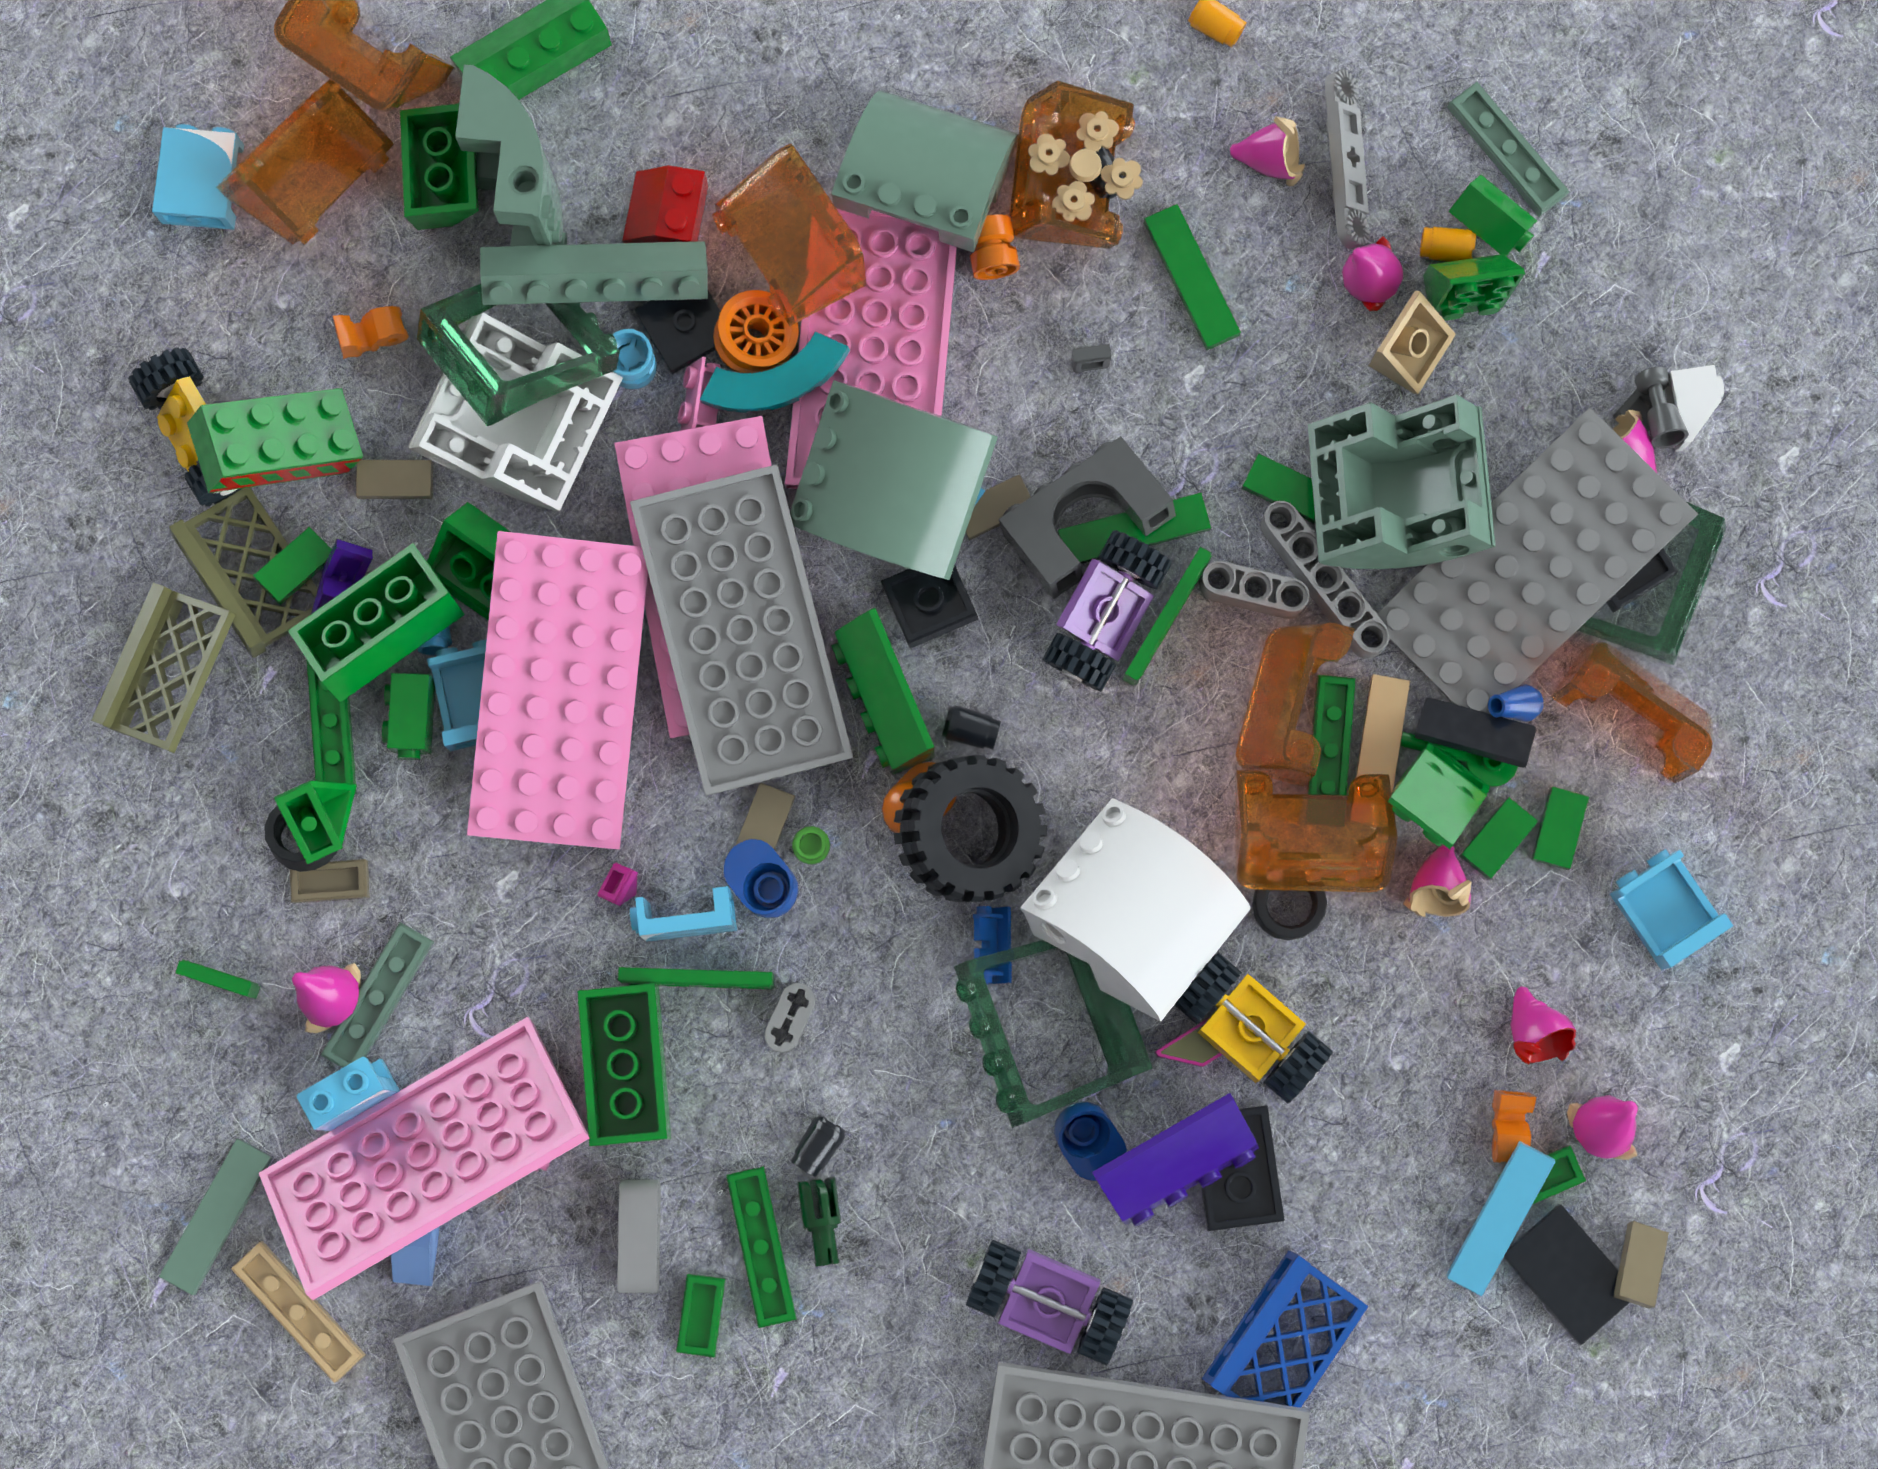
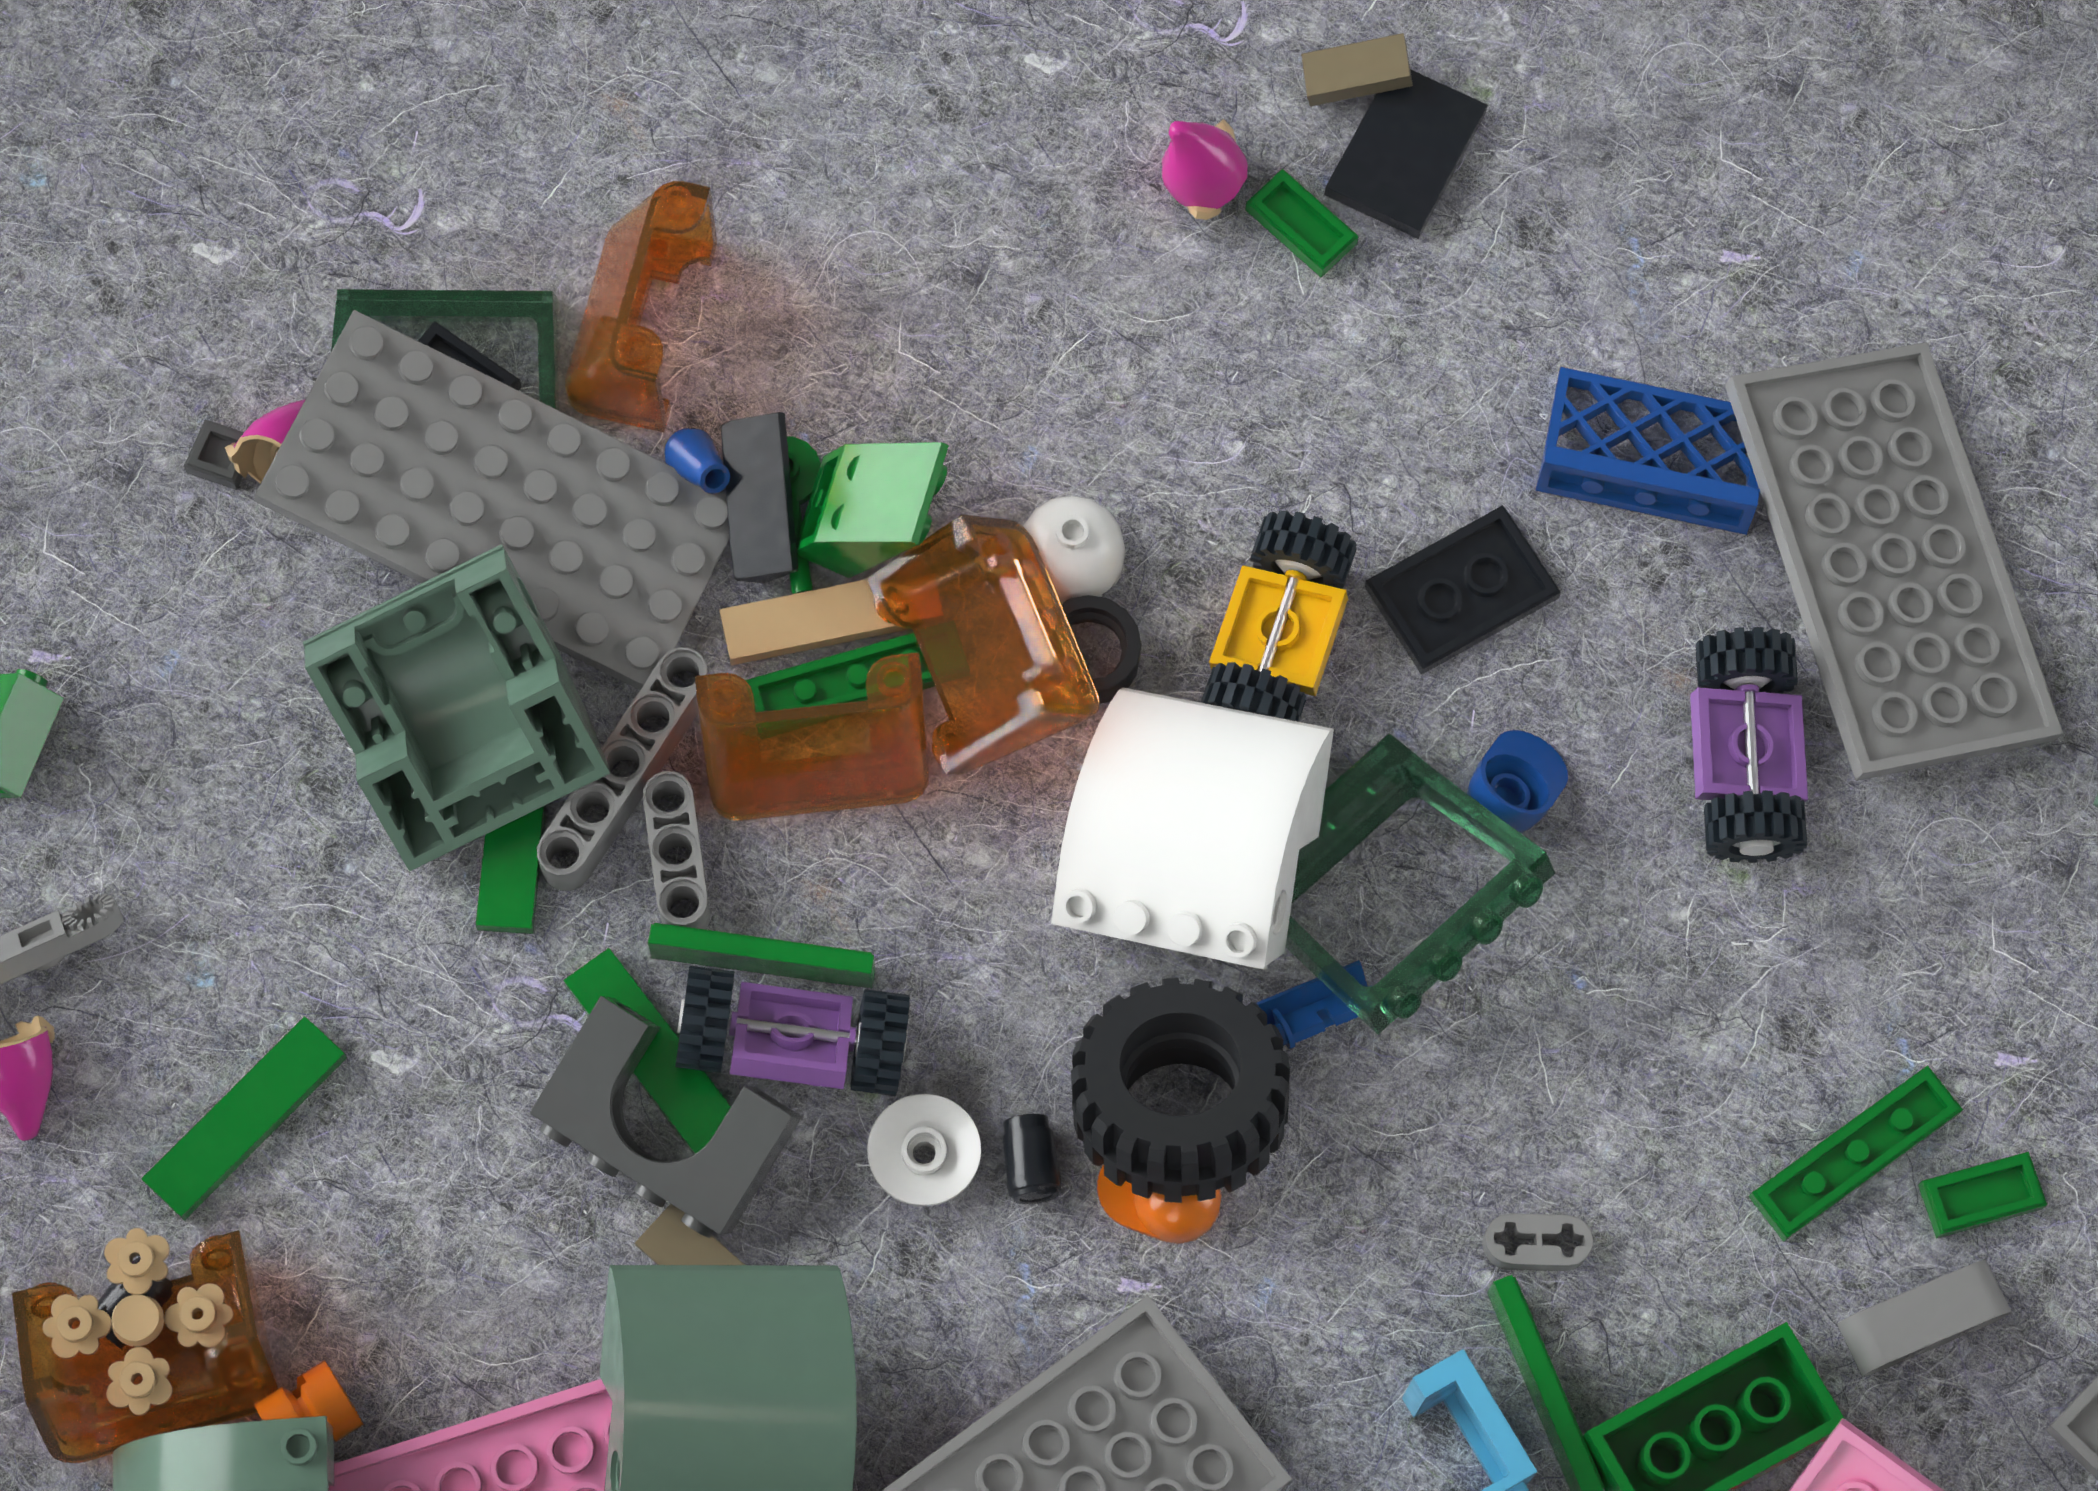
camera: 115 degrees left, 10 degrees down
(760, 878) = (1369, 1358): blue cap -> none
(767, 815) = (1290, 1391): dark tan tile -> none
(811, 845) = (1289, 1313): bright green plate -> none
(818, 1145) = (1691, 1130): black piece -> none
(820, 1216) = (1782, 1085): dark green arm -> none
(884, 693) = (1036, 1293): green slope -> none
(928, 604) = (885, 1288): black plate -> none
(1005, 646) = (917, 1123): none -> white dish
(1091, 358) = (424, 1206): dark grey tile -> none
(1177, 1160) = (1497, 651): dark purple slope -> none
(1190, 1048) = (1337, 706): olive tile -> none
(1362, 923) = (1078, 545): none -> white cylinder
(1373, 274) = (150, 868): dark pink hat -> none
(1413, 344) = (235, 780): tan slope -> none
(1440, 886) = (986, 469): hat -> none
(1447, 244) = (69, 784): light orange piece -> none
(1471, 285) = (121, 721): green slope -> none
(1498, 838) = (874, 418): green tile -> none
(1500, 1218) = (1379, 246): medium azure tile -> none
(1510, 1122) = (1267, 272): orange leg -> none
(1539, 1029) = (1117, 286): hat -> none
(1560, 828) = (839, 356): green tile -> none
(1664, 418) = (226, 408): dark grey piece -> none
(1668, 909) = (892, 187): medium azure panel -> none
(1696, 396) = (186, 388): white slope -> none

